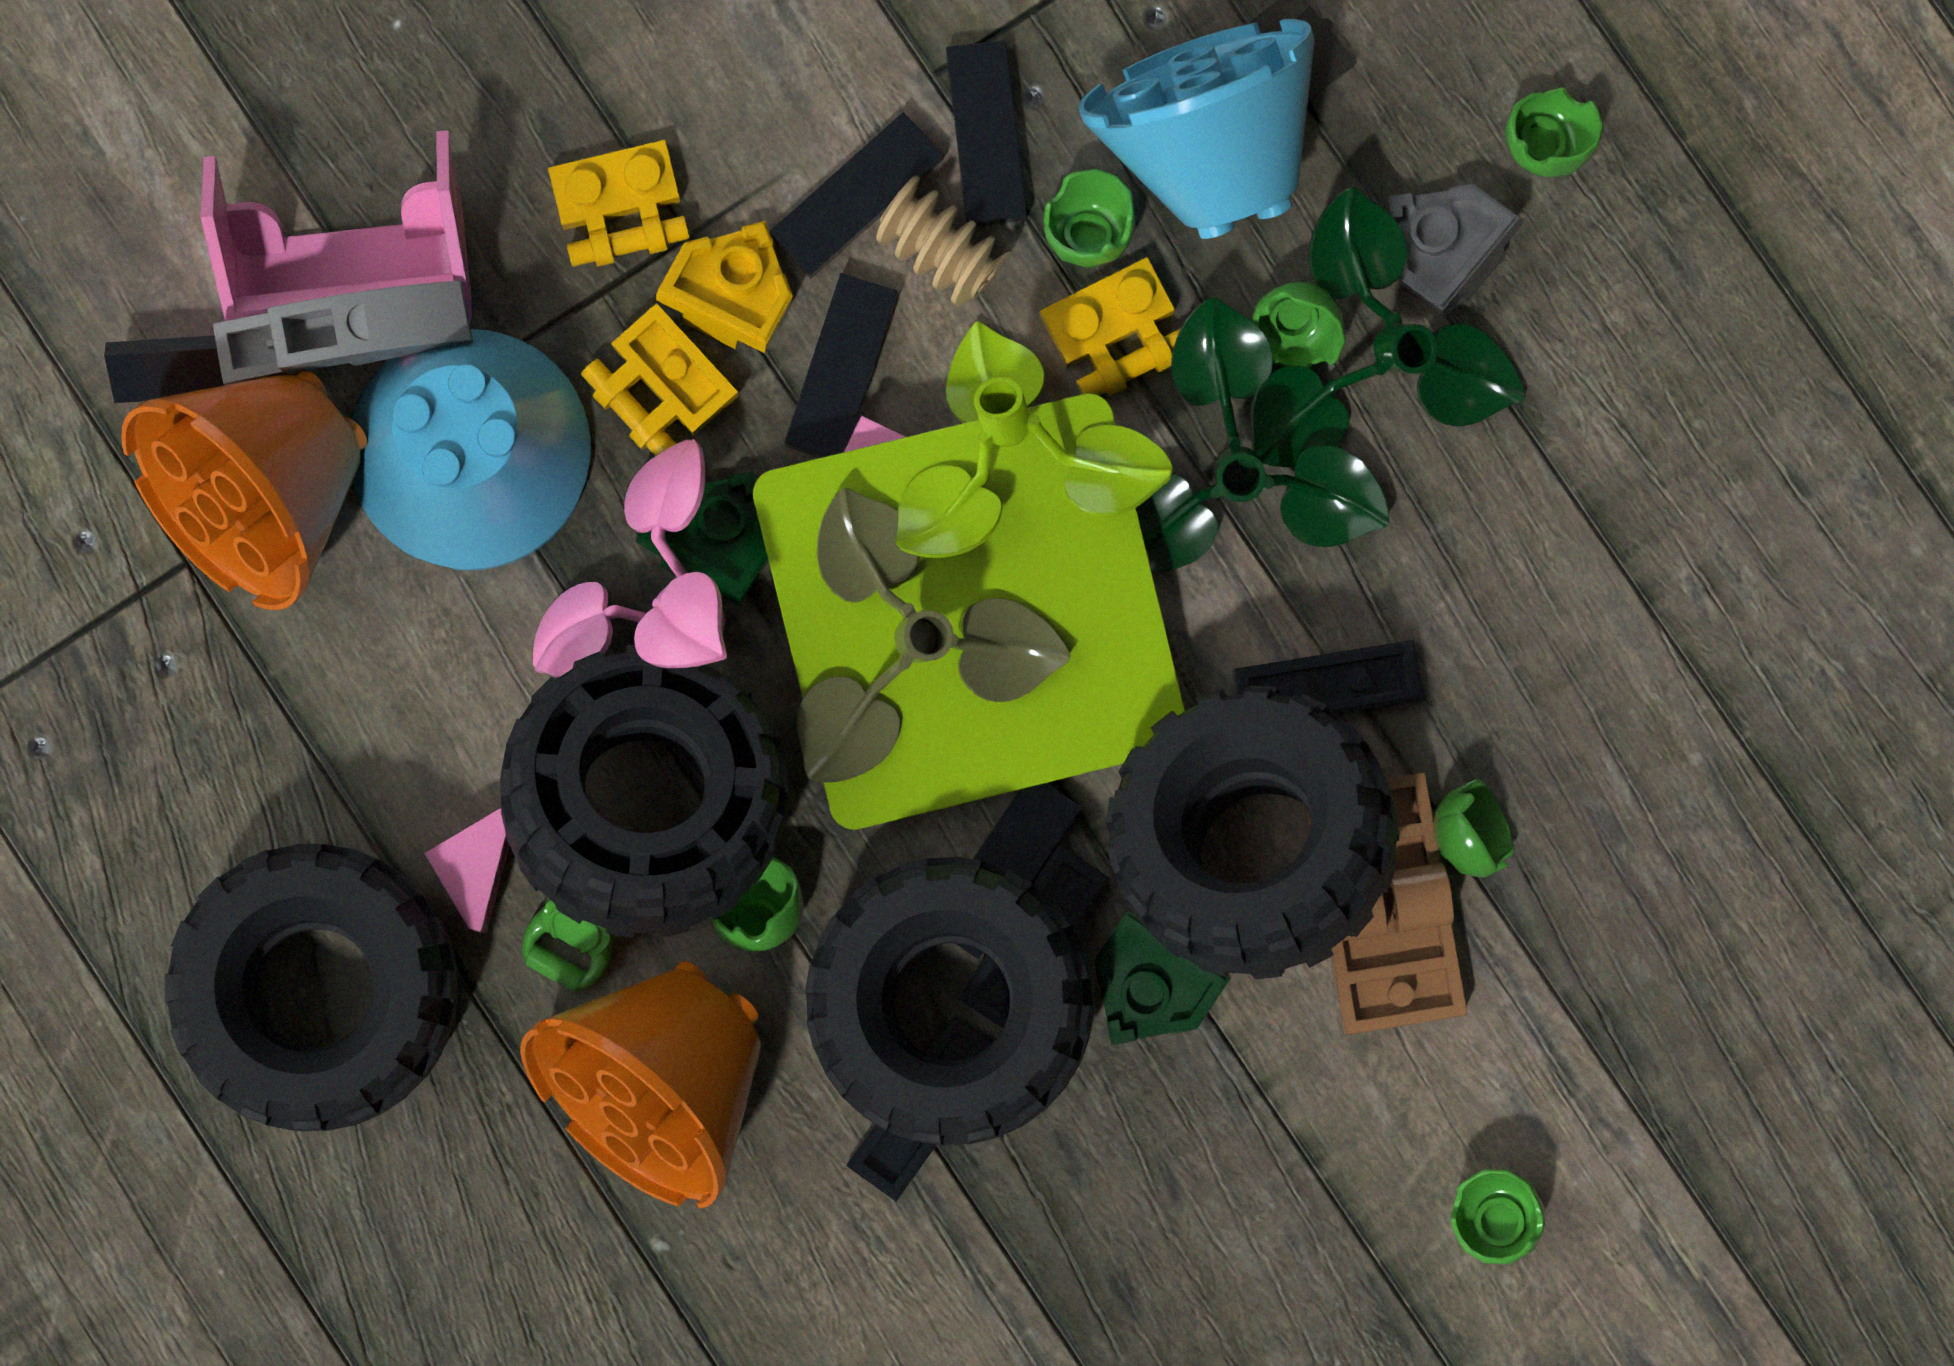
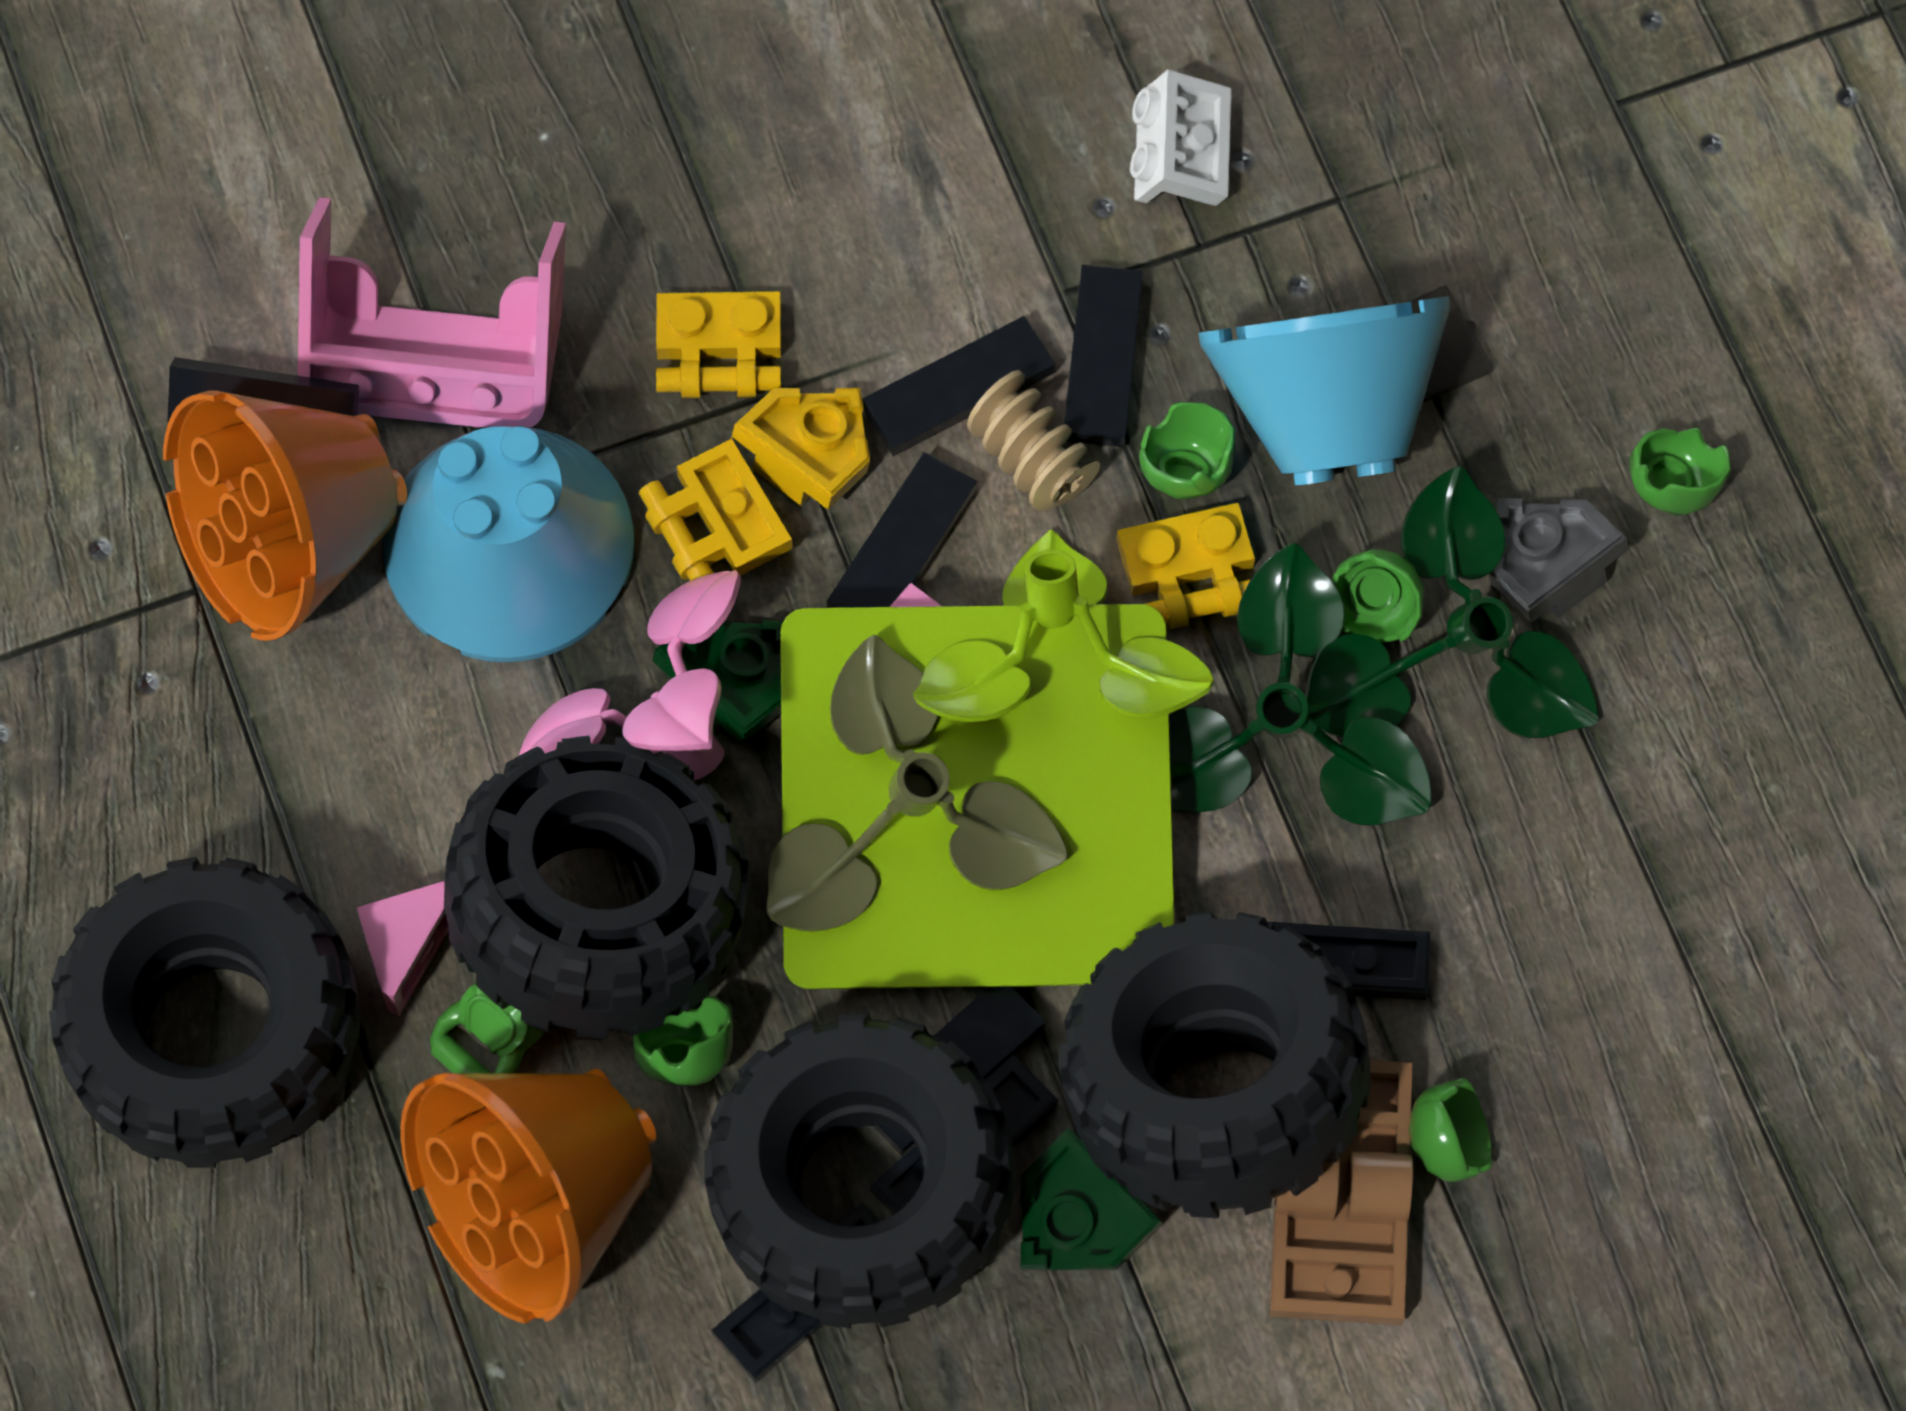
camera: 20 degrees right, 15 degrees down
(343, 330) = (415, 382): light grey slope -> none

